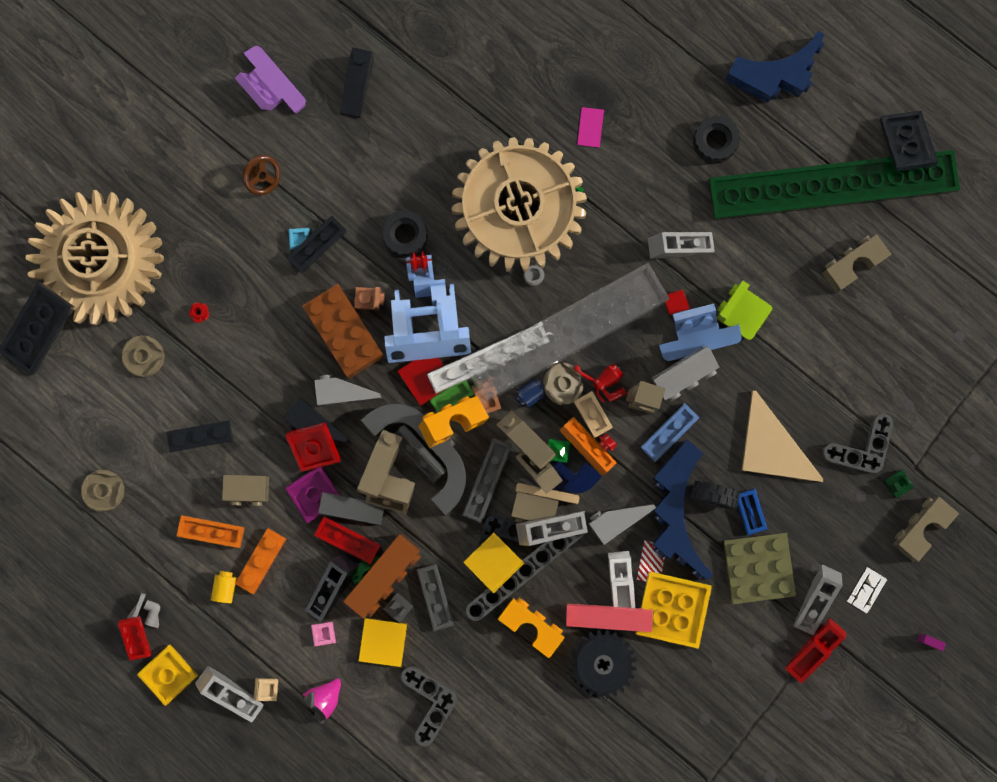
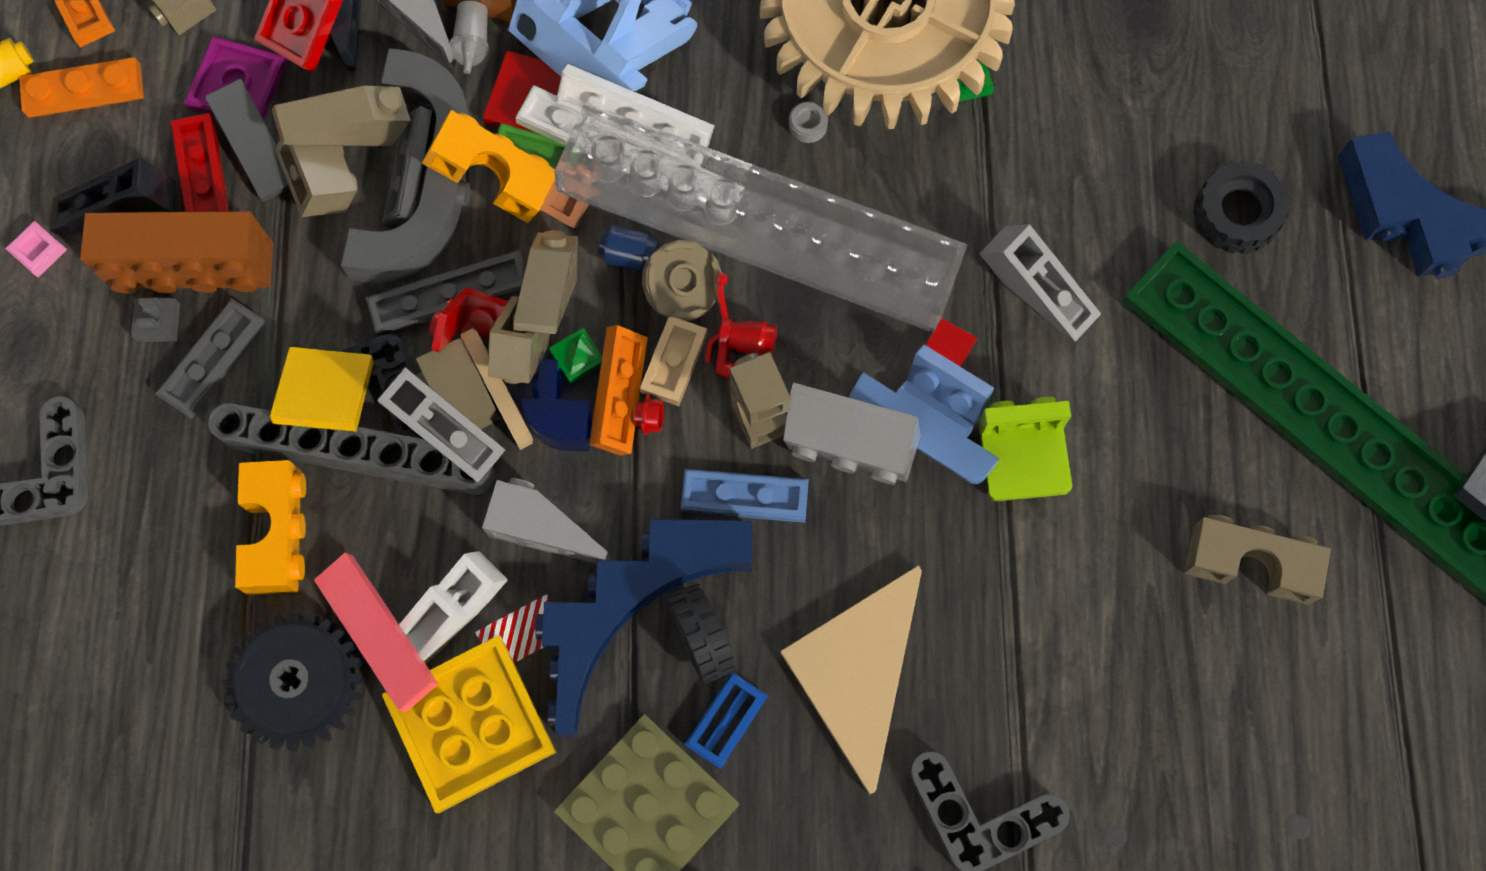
camera: 55 degrees right, 10 degrees down
(378, 381) = (470, 34): none -> piece
(382, 642) = (84, 338): yellow tile -> none
(477, 344) = (581, 87): none -> white tile
(508, 477) = (464, 312): none -> red bracket
(590, 127) = (1091, 32): dark pink sticker -> none

